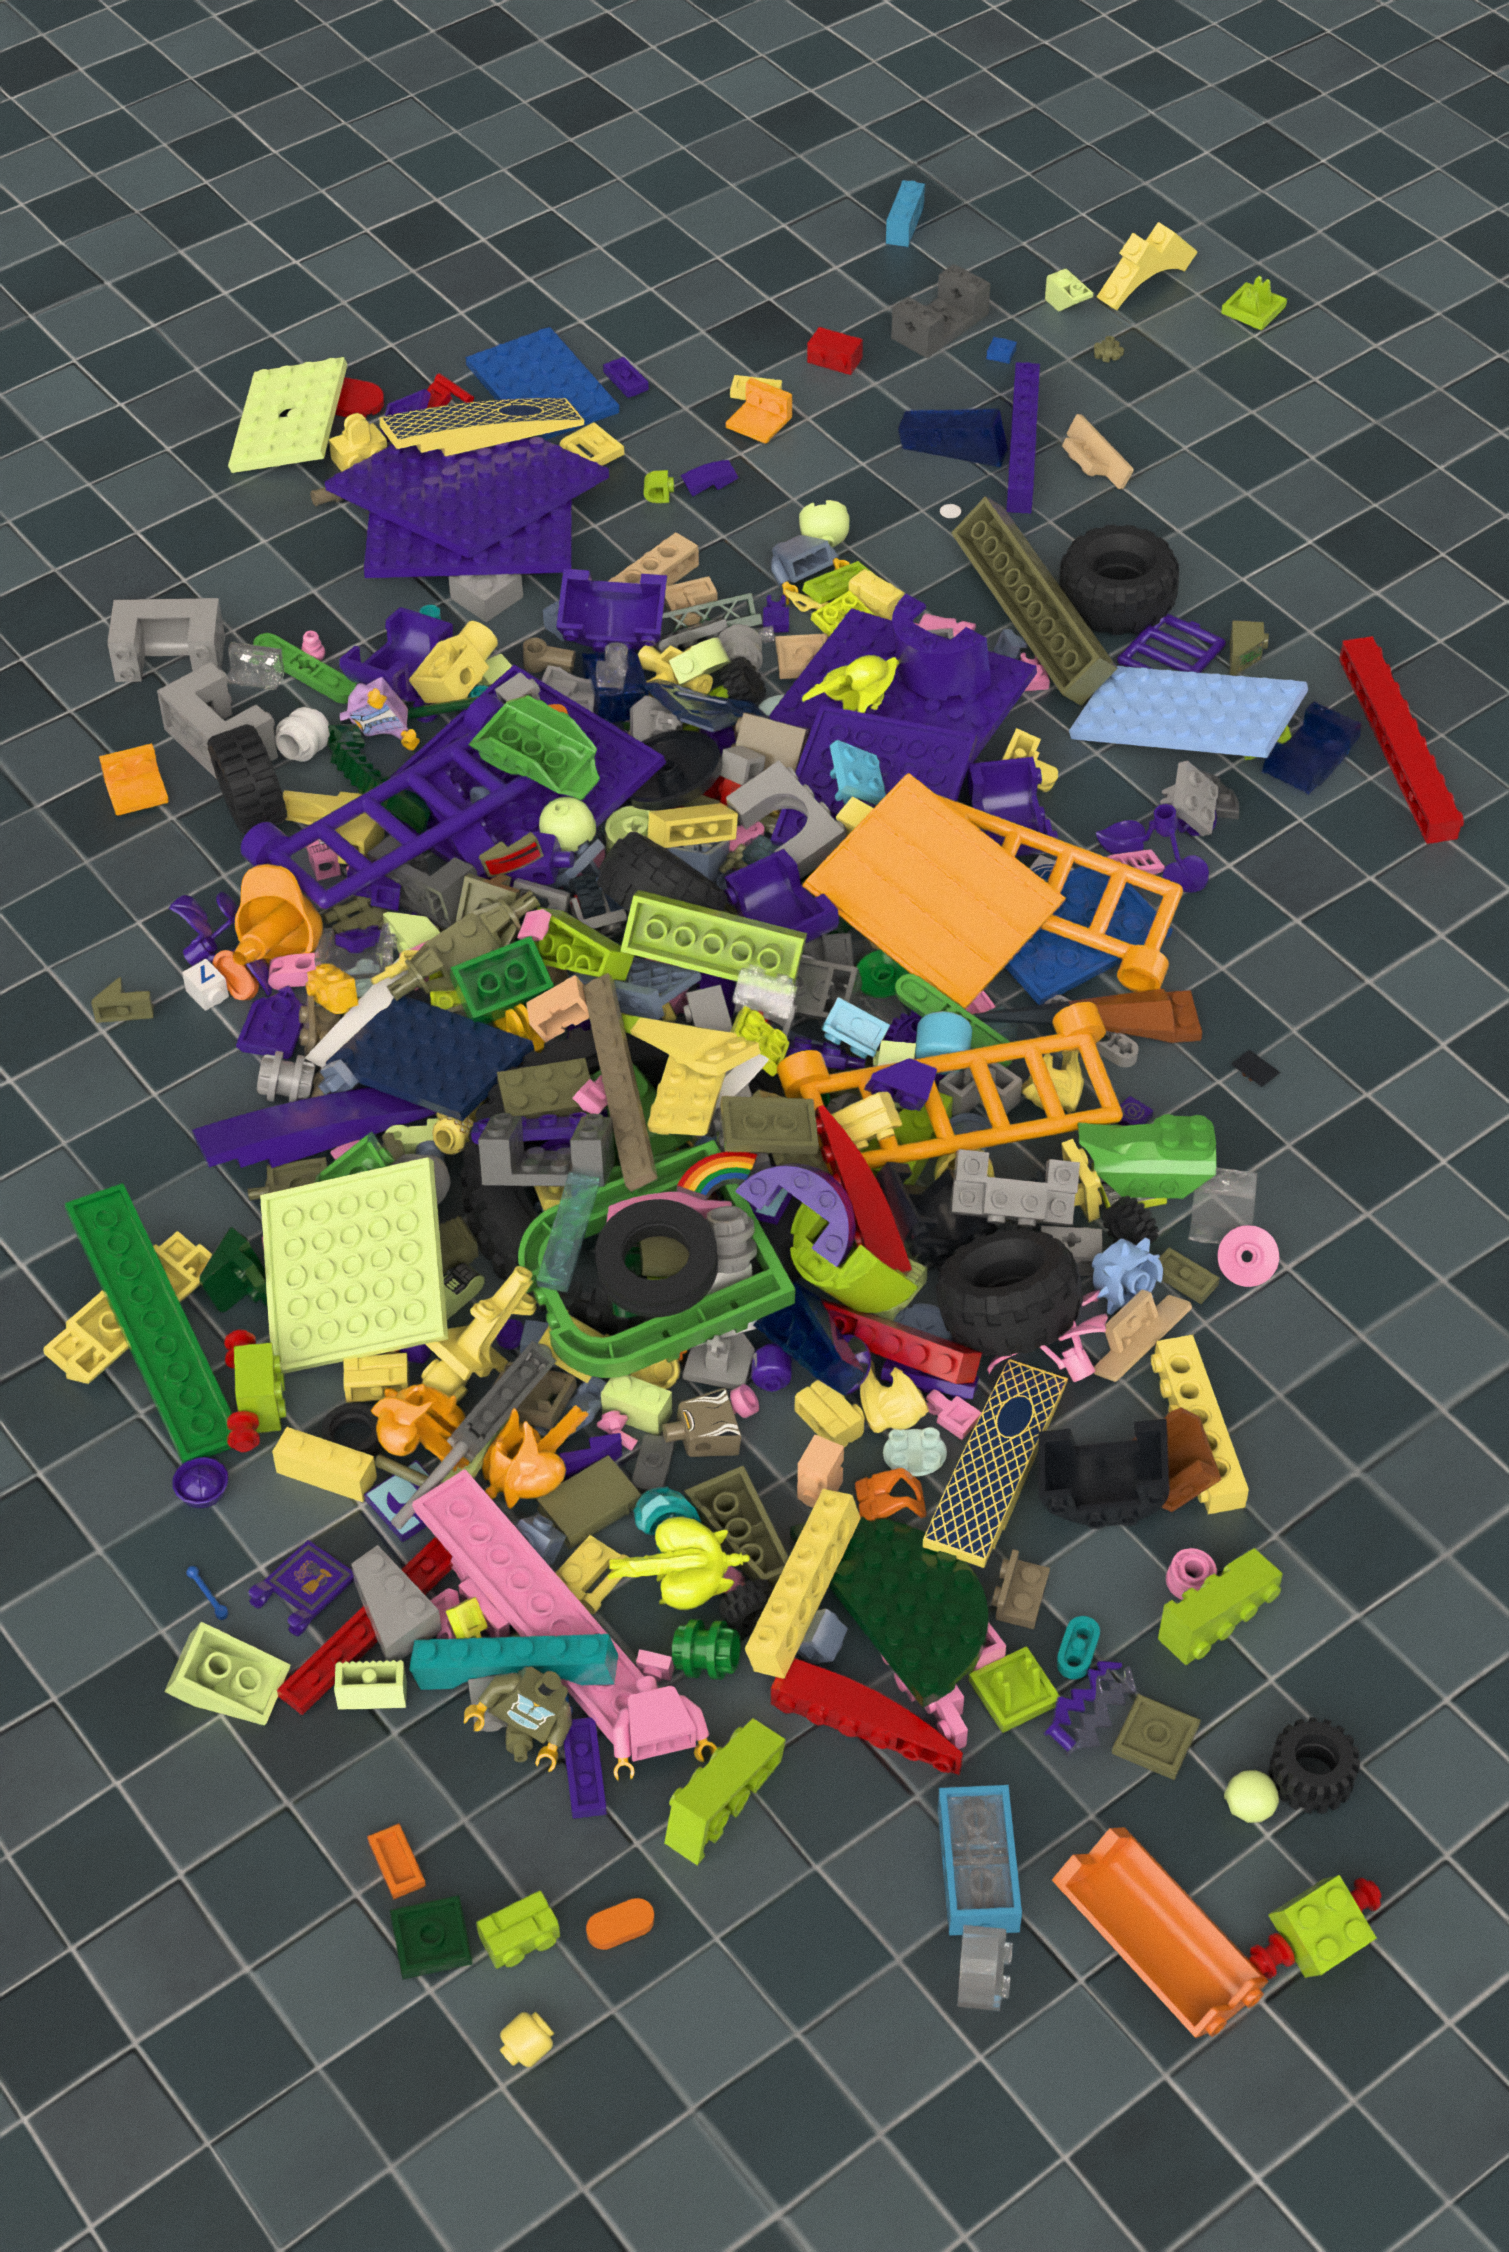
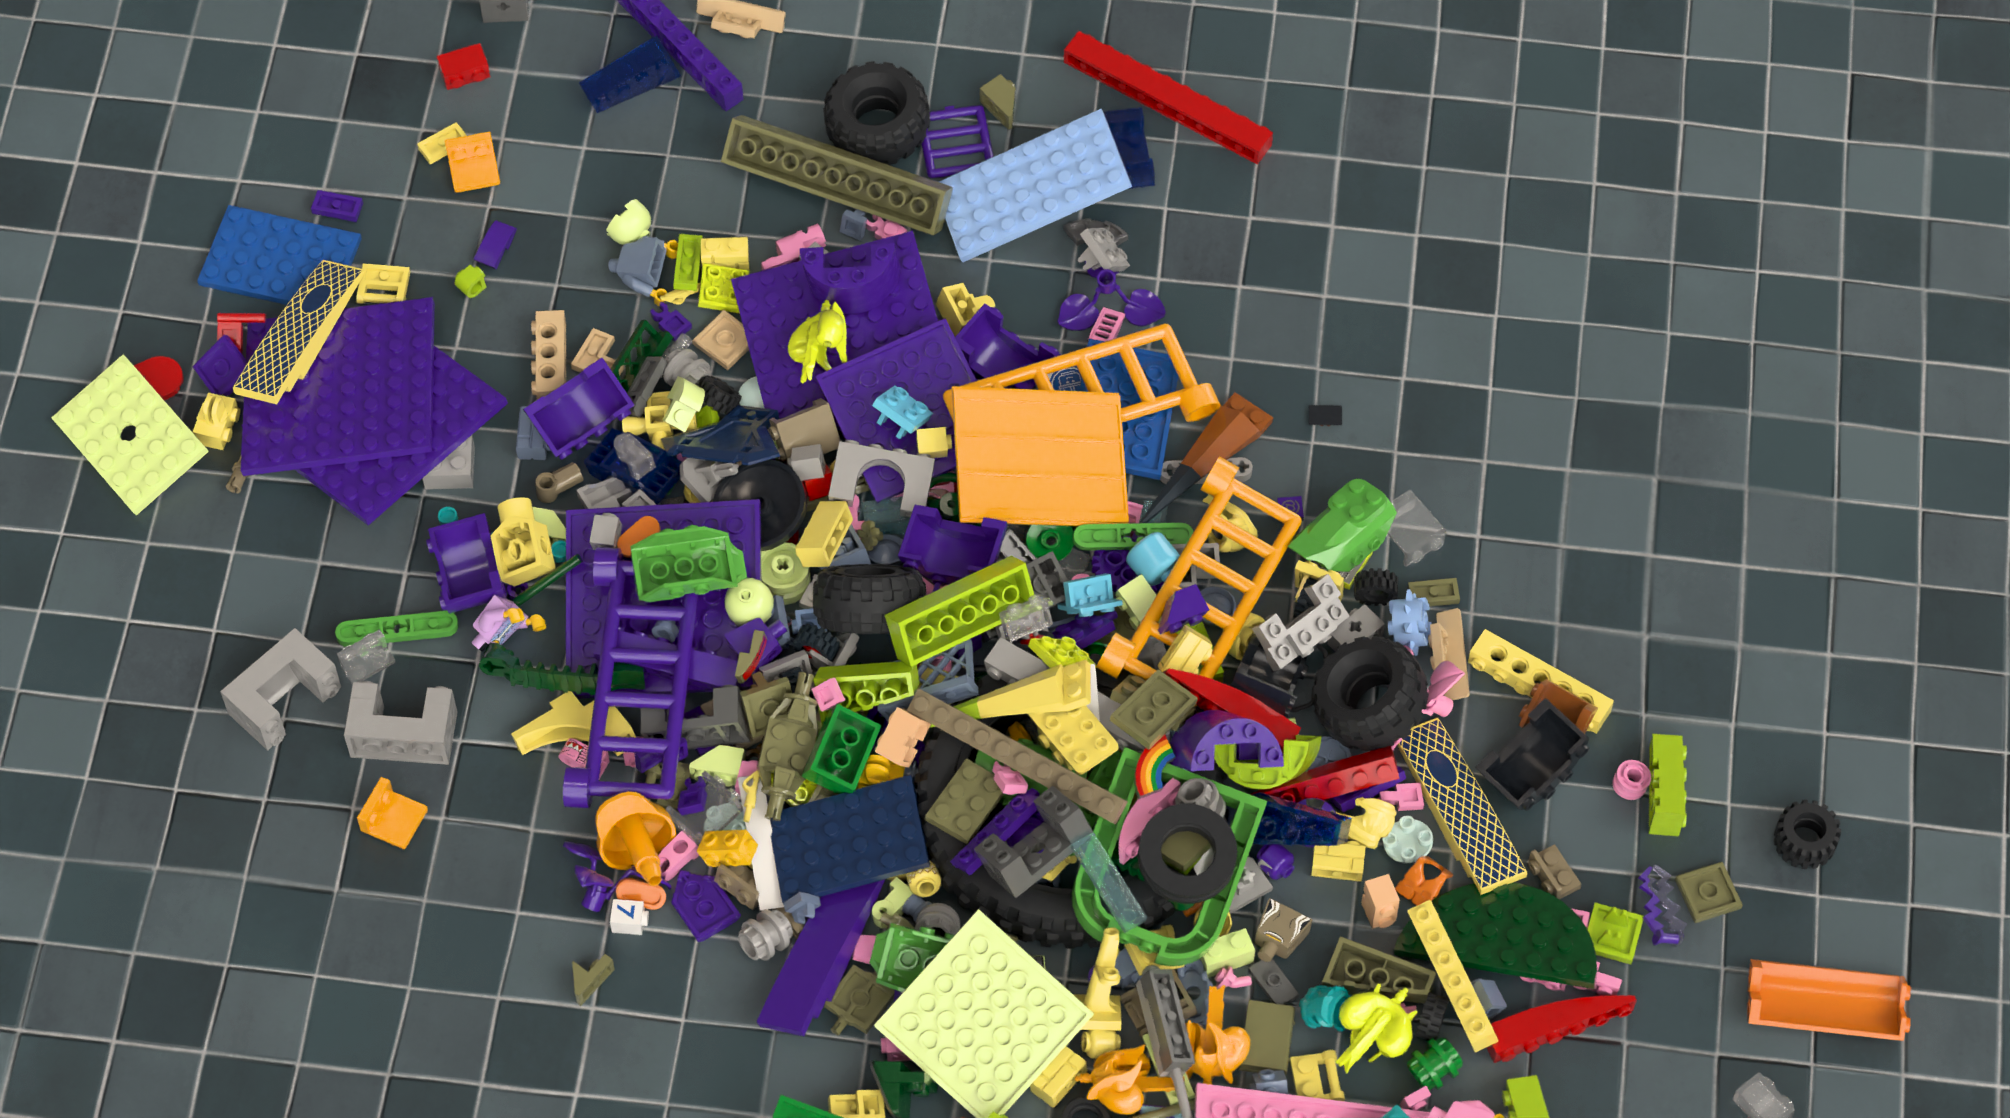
camera: 45 degrees left, 10 degrees up
(247, 778) = (491, 748): black tyre -> none
(302, 734) = (467, 680): white piece -> none
(313, 645) = (384, 607): bright pink piece -> none
(599, 1448) = (1237, 1006): dark purple slope -> none
(744, 1401) = (1282, 895): bright pink tile -> none
(950, 511) = (688, 140): white sticker -> none
(979, 1858) = (1703, 1047): brick -> none
(1076, 1649) = (1620, 878): teal plate -> none
(1252, 1796) = (1790, 881): yellowish green hair -> none
(1263, 1250) = (1465, 547): bright pink dish -> none
(1319, 1927) = (1902, 924): lime brick -> none

